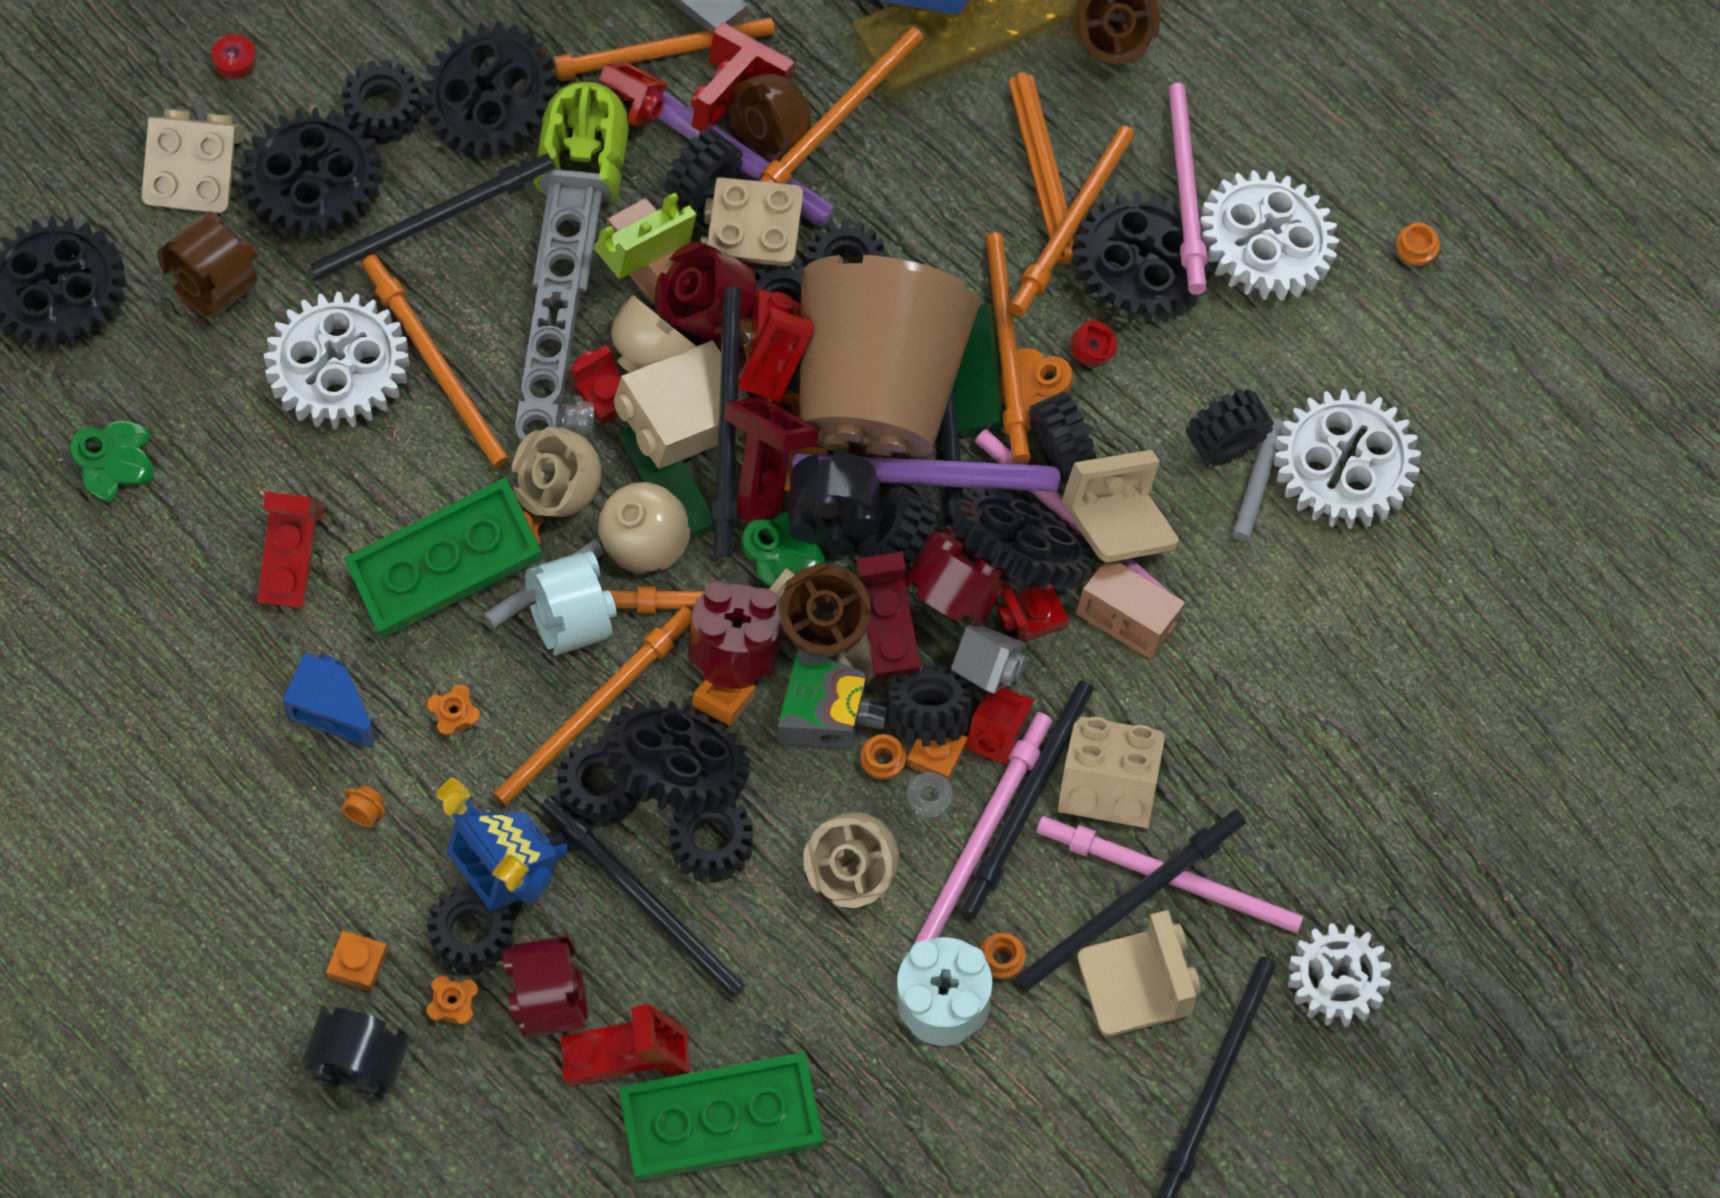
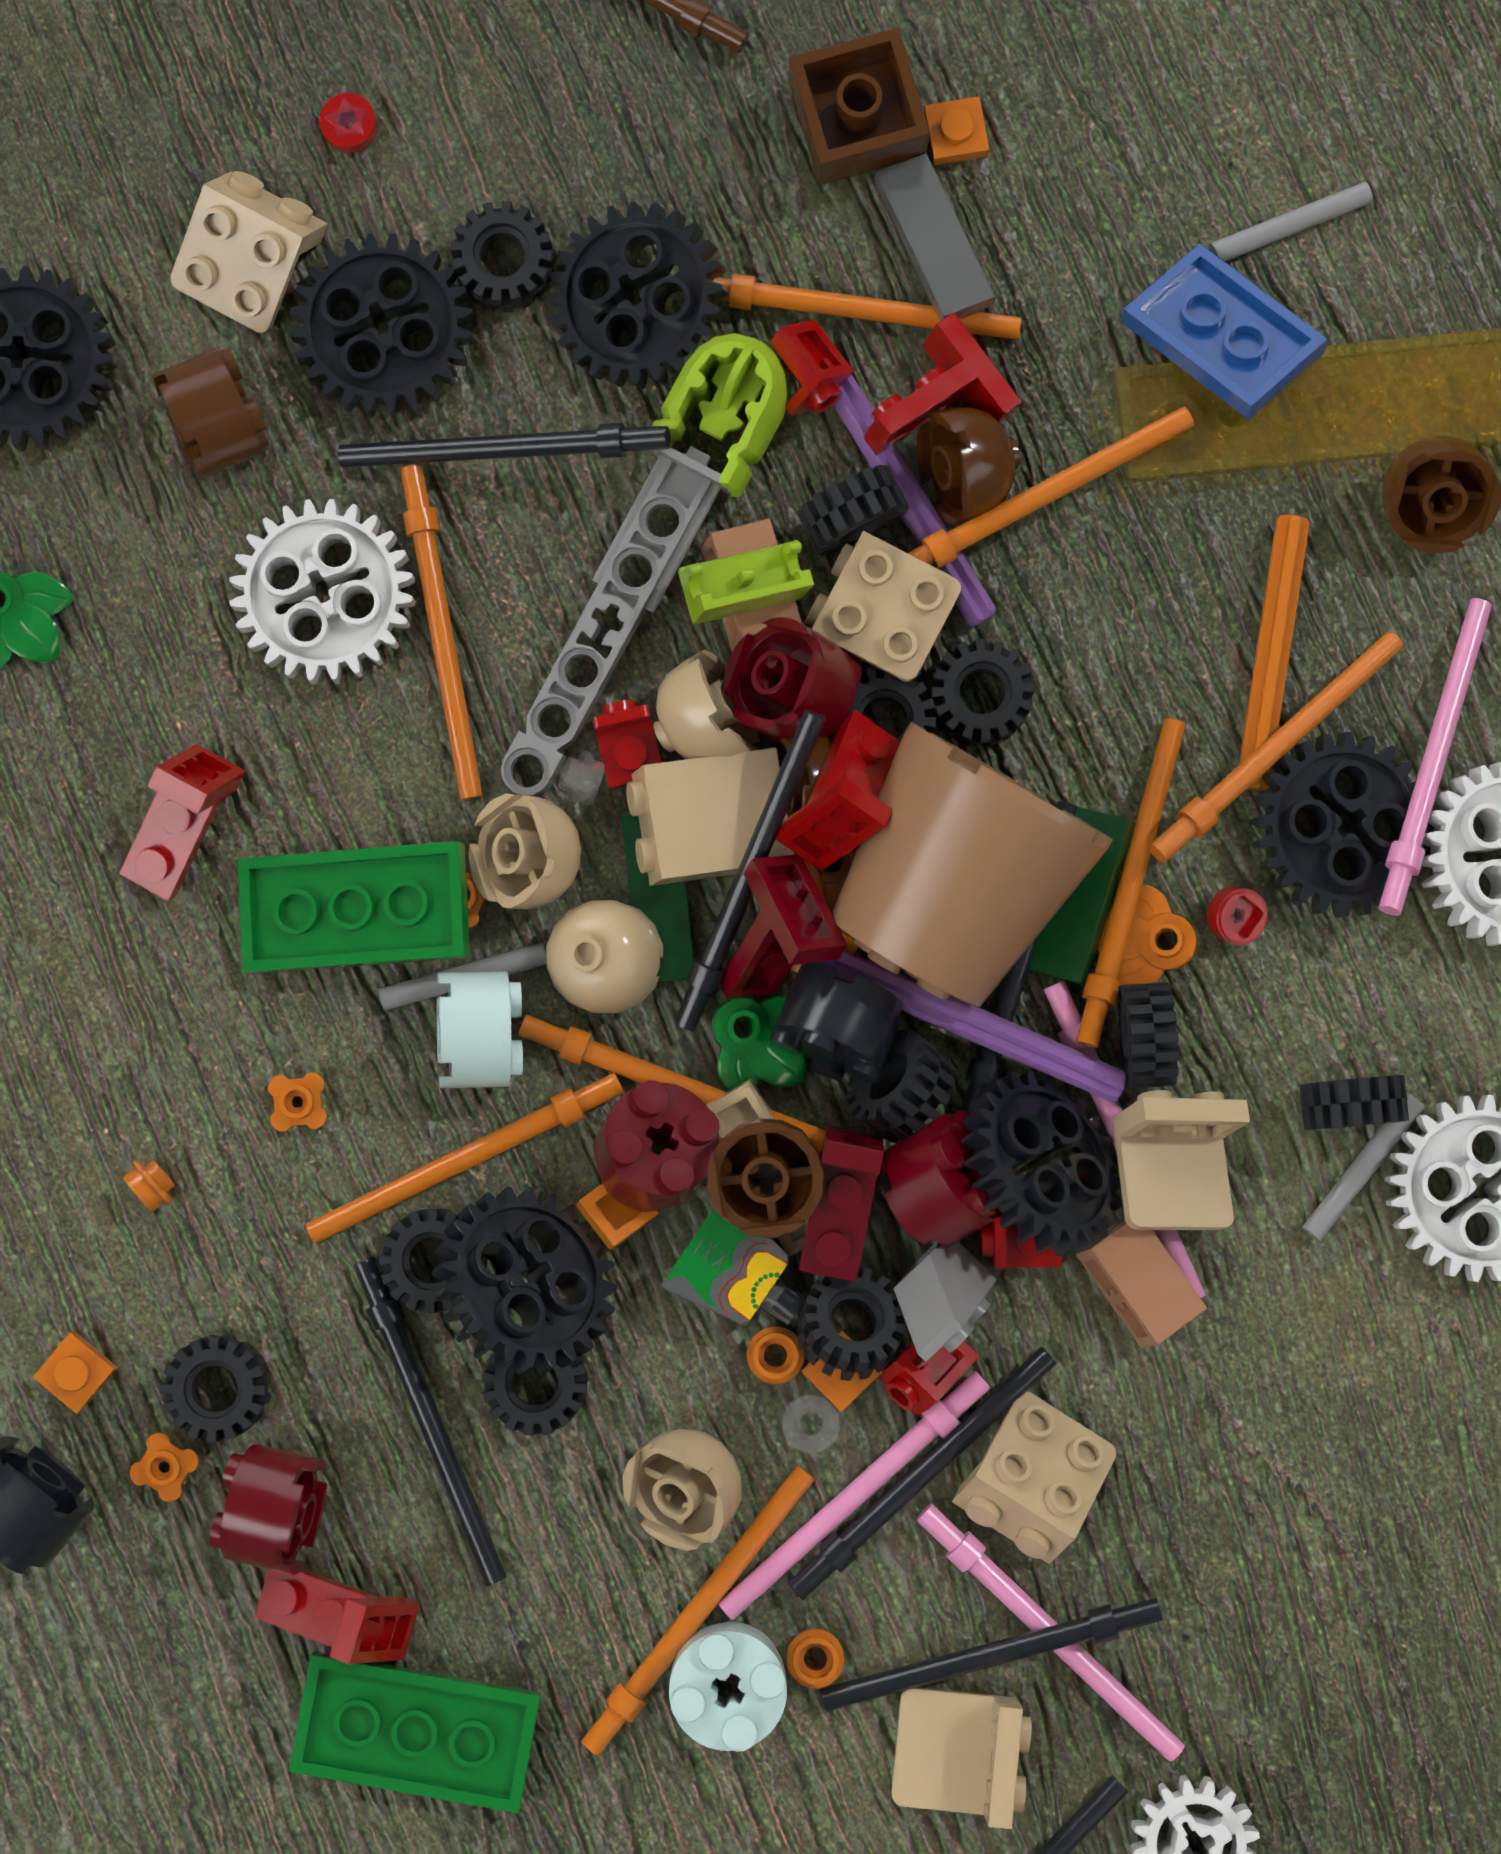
camera: 20 degrees right, 20 degrees up
(327, 700) = (156, 1035): blue slope -> none
(499, 853) = (280, 1322): blue torso -> none
(873, 1035) = (628, 1699): none -> orange bar

